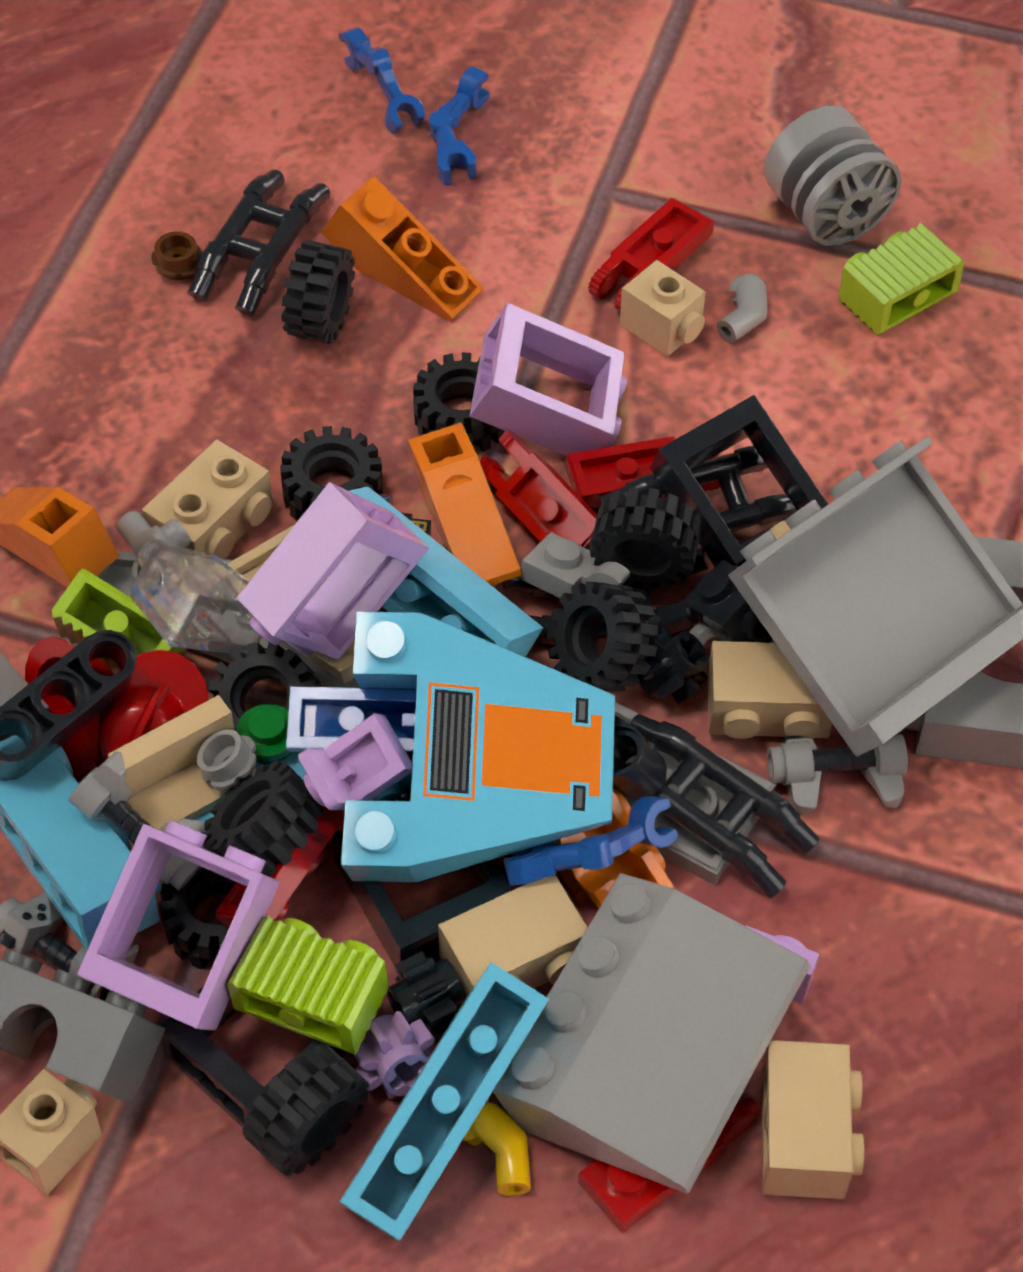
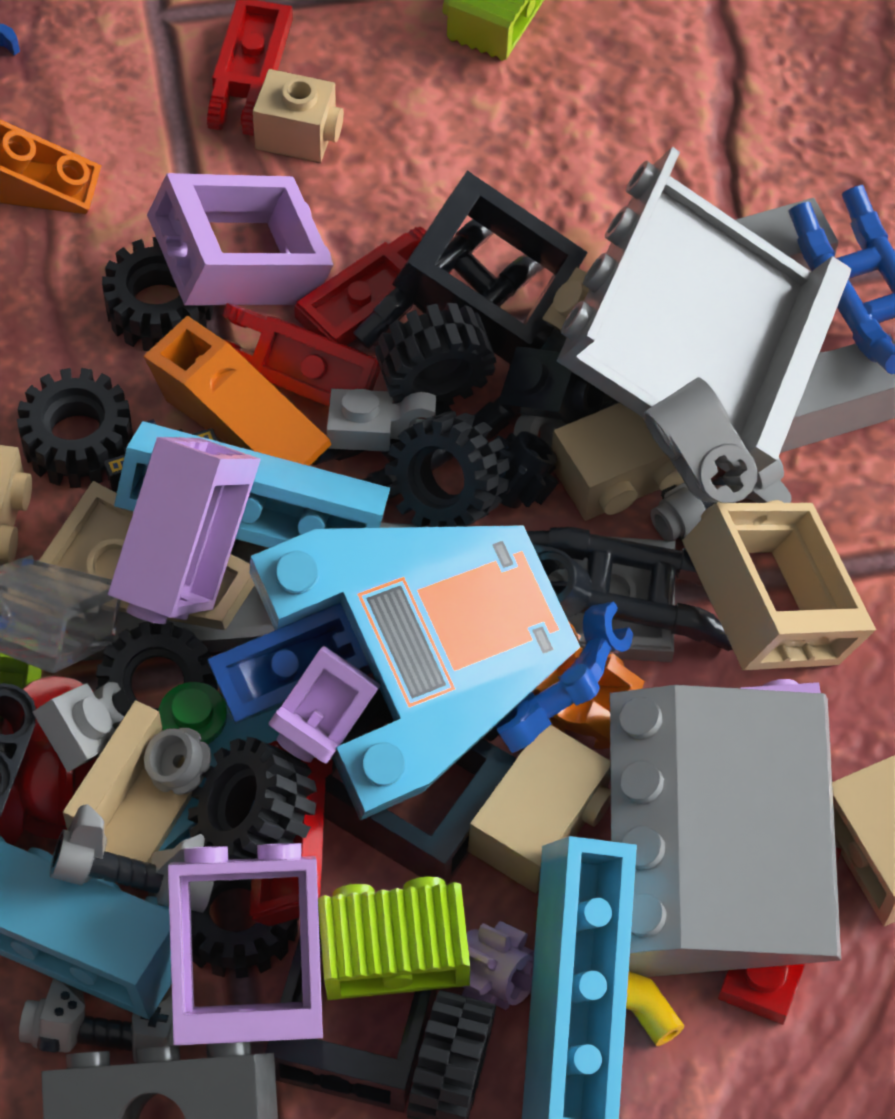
camera: 30 degrees left, 5 degrees up
(166, 691) = (80, 723): none -> light grey plate
(427, 992) = (491, 890): black gear -> none
(750, 310) = (376, 82): light grey arm -> none
(814, 904) = (831, 611): none -> tan window
(816, 687) = (695, 435): none -> light grey piece

